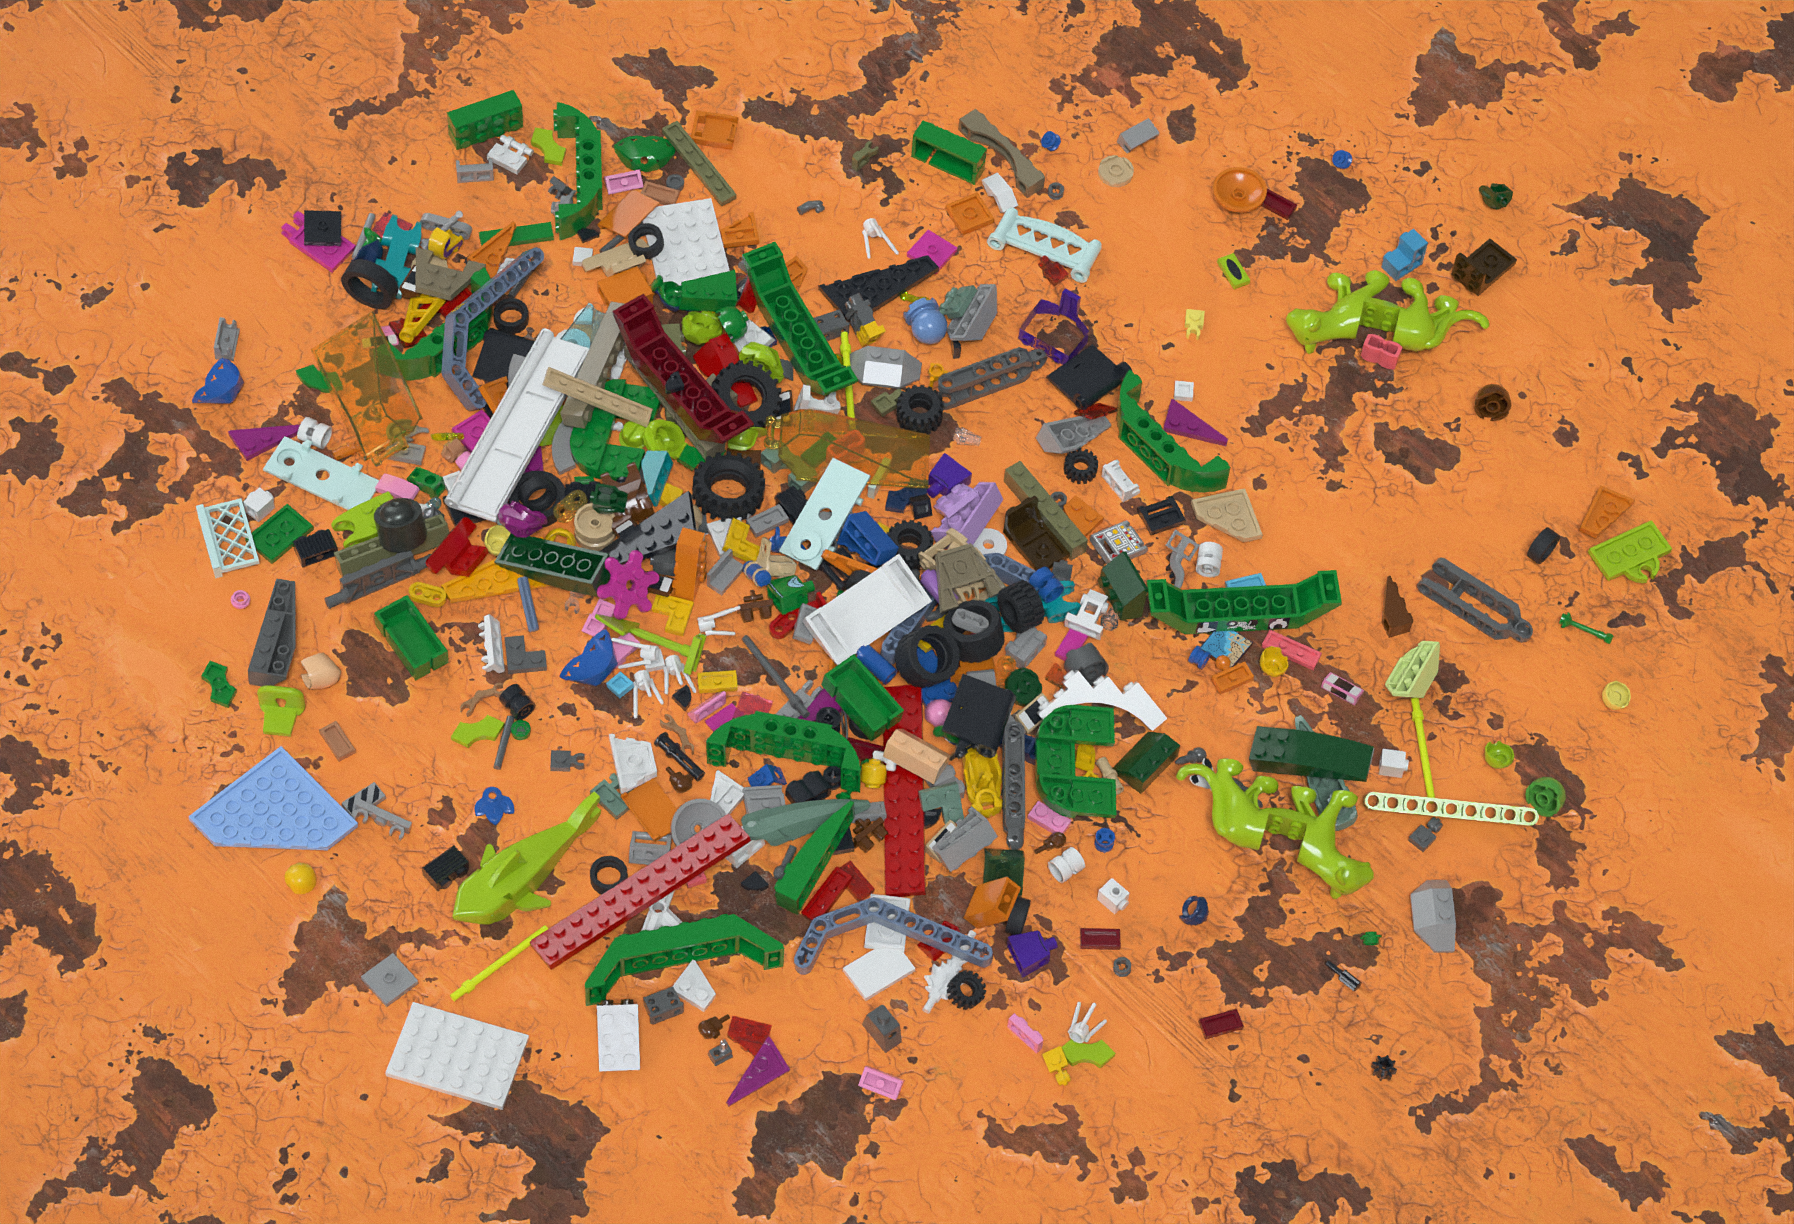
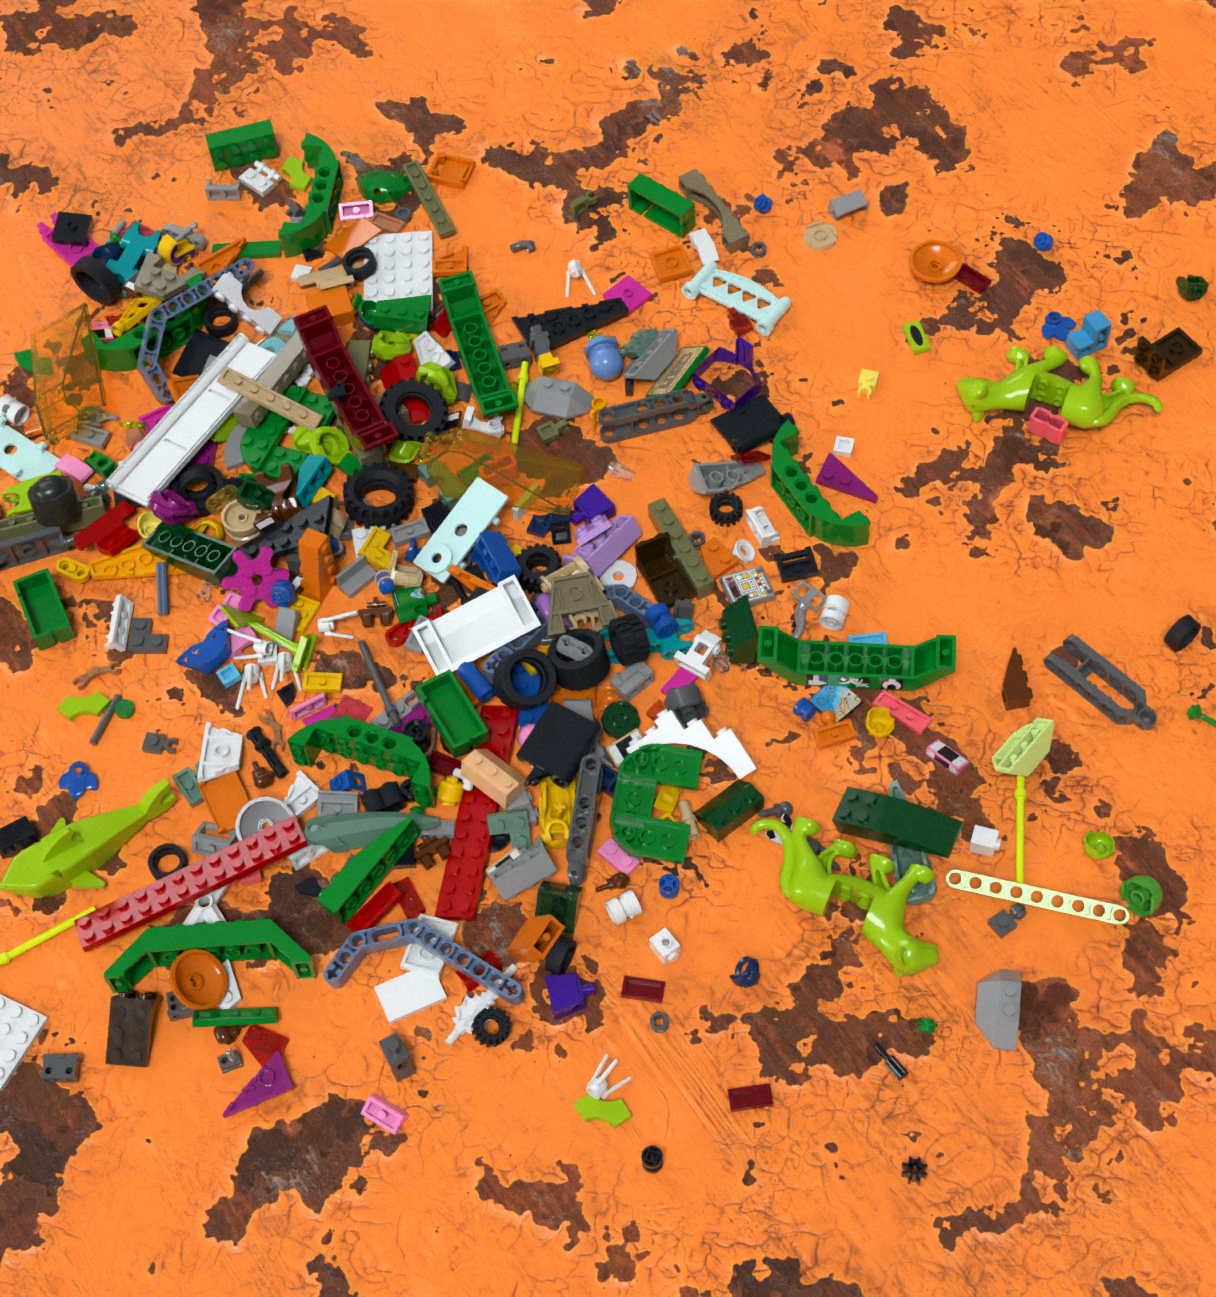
camera: 20 degrees right, 0 degrees up
(517, 701) = (126, 681): black wheel -> none
(526, 285) = (229, 290): none -> white arch
(557, 1080) = (60, 1067): none -> dark grey piece
(657, 596) = (283, 593): none -> blue head
(667, 627) = (286, 624): none -> light grey slope
(677, 979) = (206, 975): none -> orange dish
(716, 1011) = (230, 1017): none -> green tile
(733, 322) = (418, 342): green cylinder -> none
(922, 398) = (580, 429): black tyre -> none
(1003, 329) = (679, 370): none -> tile
(1025, 1033) = (538, 1073): bright pink plate -> none
(1056, 1061) = (568, 1115): yellow plate -> none
(1110, 503) = (750, 552): none -> white piece
(1143, 1094) = (653, 1164): none -> black wheel
(1229, 513) = (865, 570): tan plate -> none
(1372, 249) = (1057, 326): none -> blue plate
(1492, 402) = (1153, 485): reddish brown cylinder -> none

